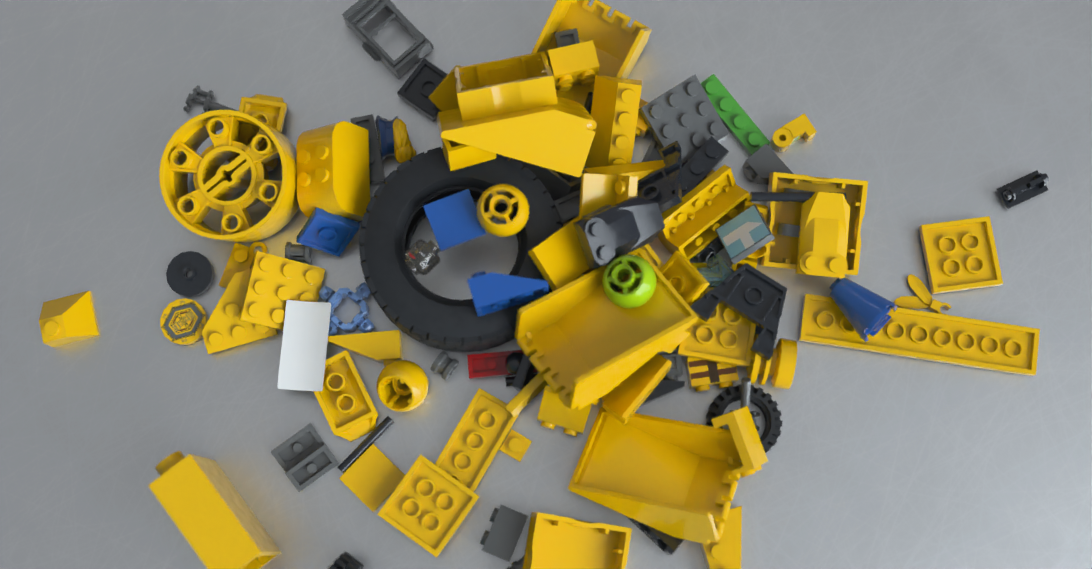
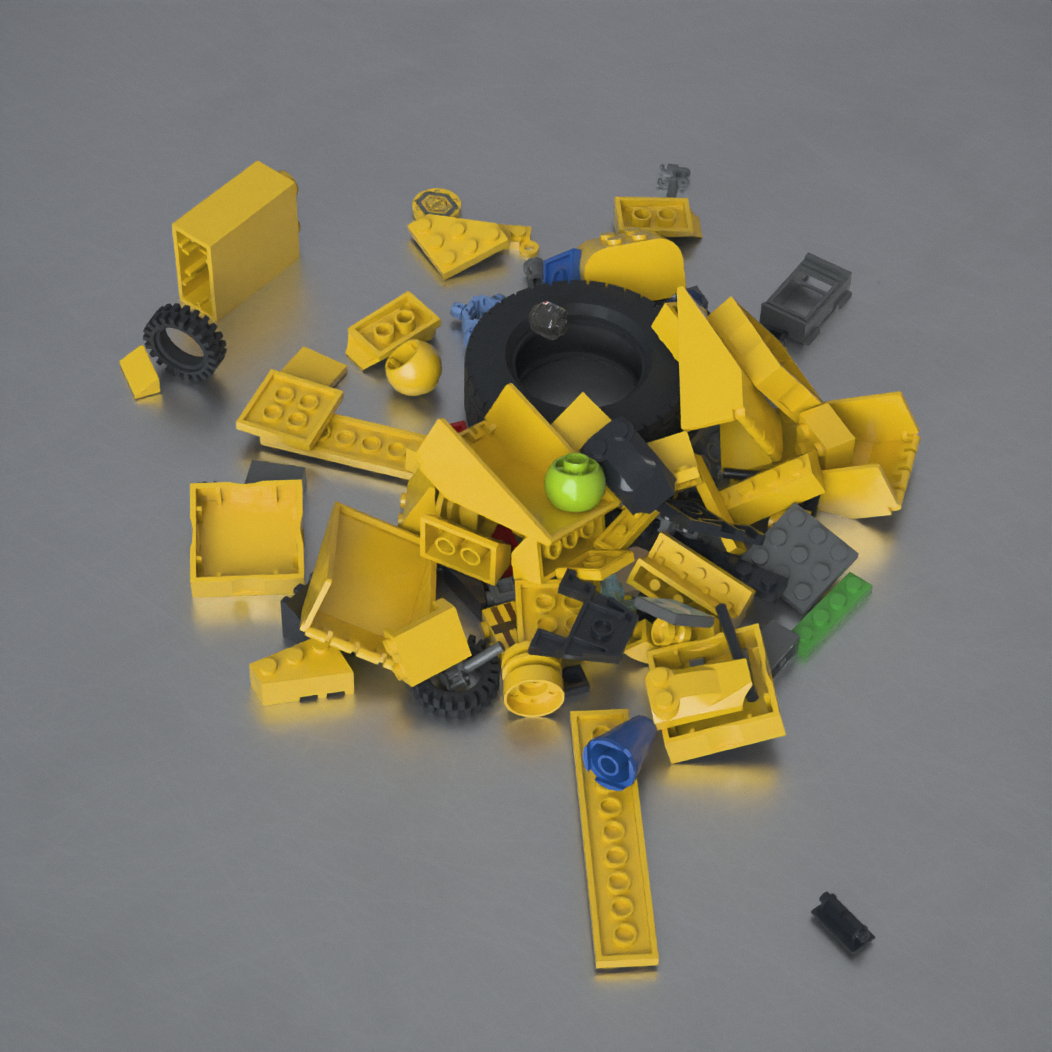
camera: 75 degrees right, 30 degrees down
(68, 319) = (412, 126): yellow slope -> none
(198, 282) = (487, 202): black plate -> none
(219, 183) = (591, 182): yellow wheel -> none
(273, 283) = (484, 262): yellow plate -> none
(304, 346) = (435, 284): white sticker -> none
(304, 457) = (319, 318): dark grey slope -> none
(366, 443) = (351, 366): black bar -> none
(377, 346) = (451, 345): yellow slope -> none
(444, 365) = (447, 405): dark grey wheel -> none
(454, 220) = (599, 343): blue tile -> none
(500, 194) = (620, 370): yellow wheel -> none
(500, 291) = (524, 367): blue slope -> none
(515, 445) = (374, 483): yellow plate -> none
(566, 38) = (863, 446): dark grey plate -> none
(792, 132) = (826, 669): yellow leg -> none
(922, 299) = (662, 838): yellow piece -> none
(960, 255) = (730, 864): yellow plate -> none

